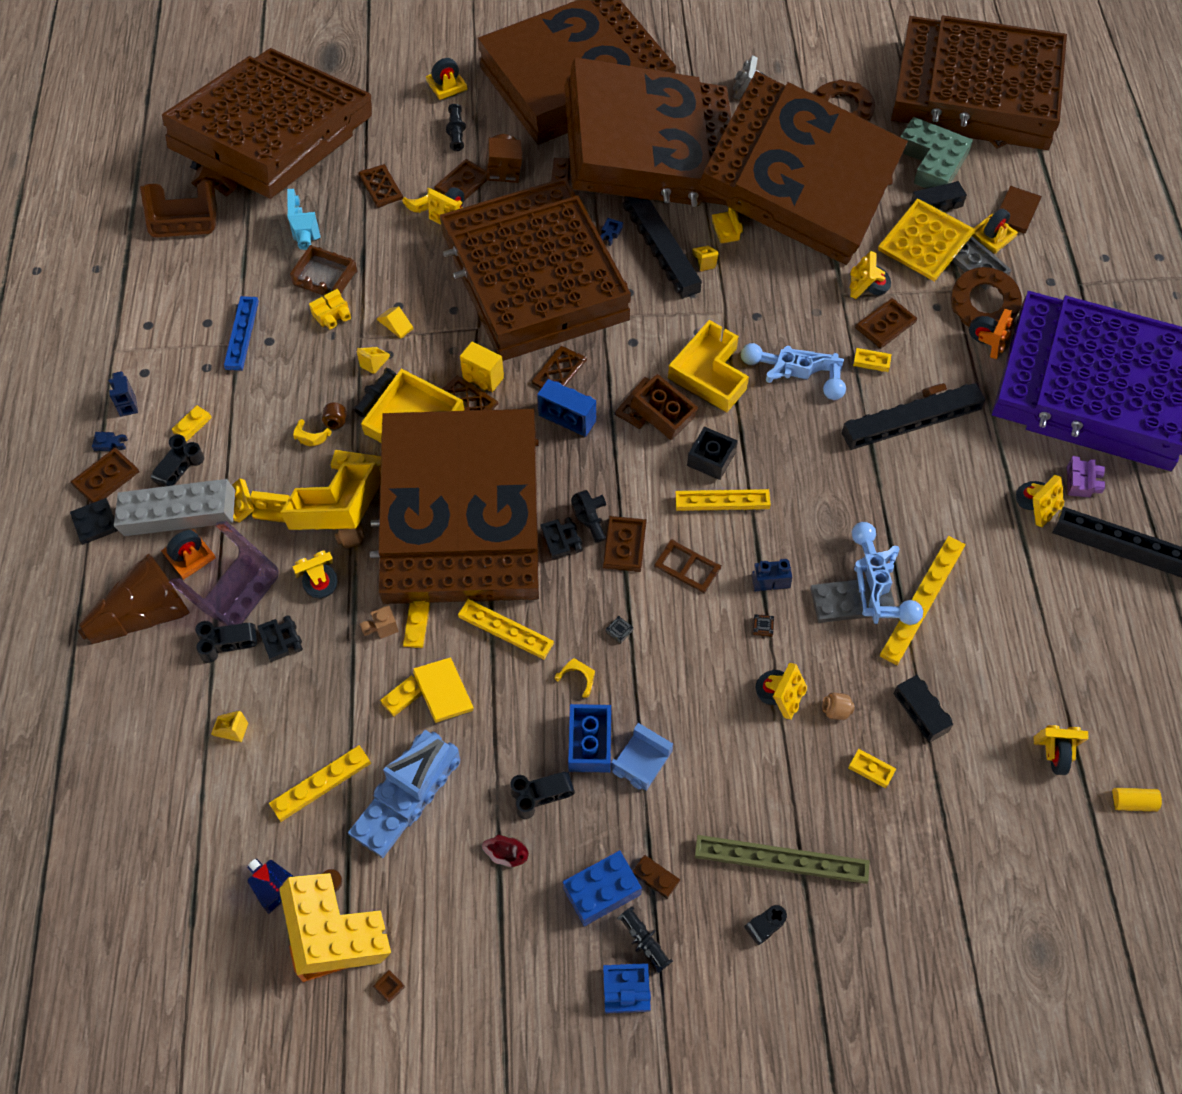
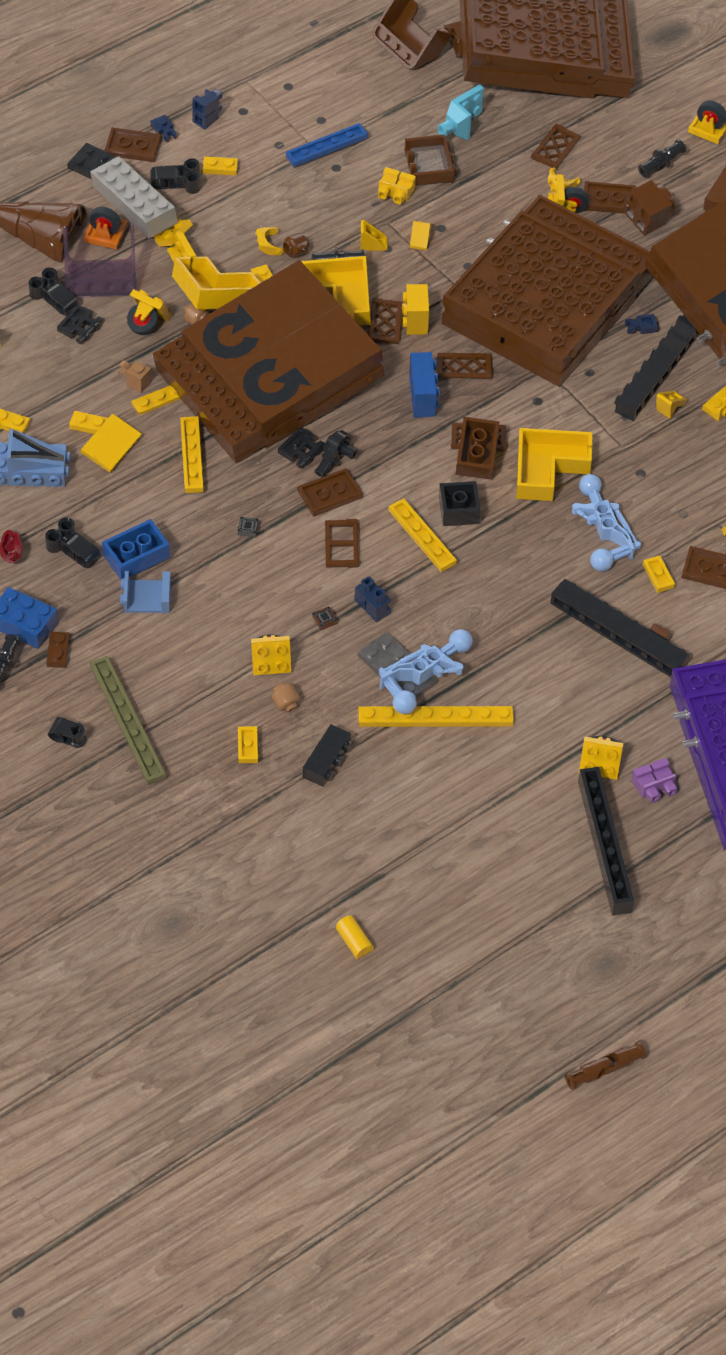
camera: 55 degrees right, 5 degrees down
(573, 665) = (191, 524): yellow helmet -> none
(1060, 746) = (358, 858): yellow plate -> none

